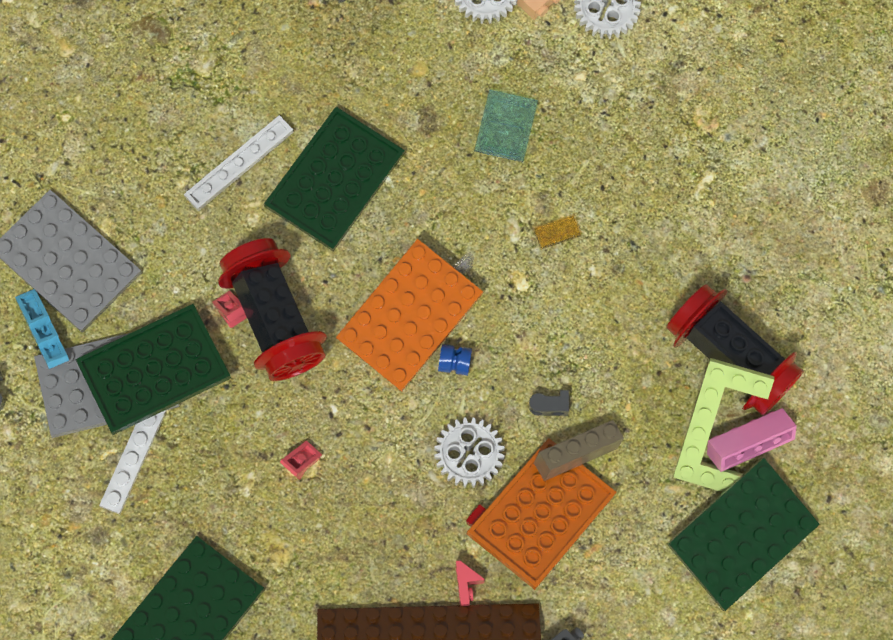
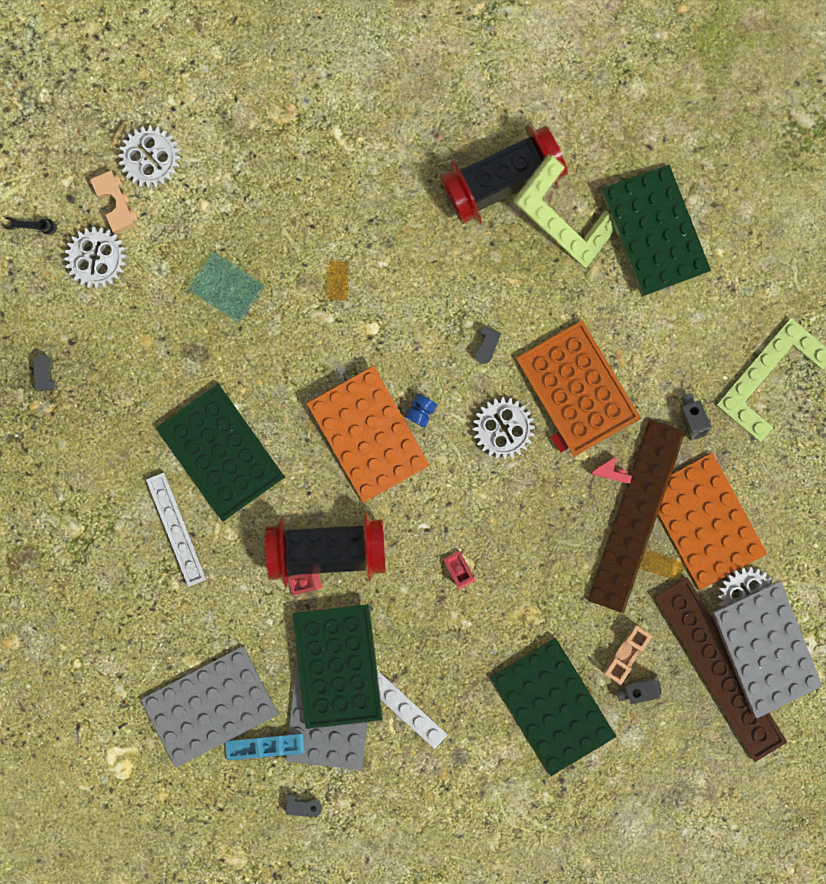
camera: 65 degrees left, 15 degrees up
(578, 450) = (538, 338): dark tan brick -> none
(751, 439) = (581, 192): bright pink brick -> none

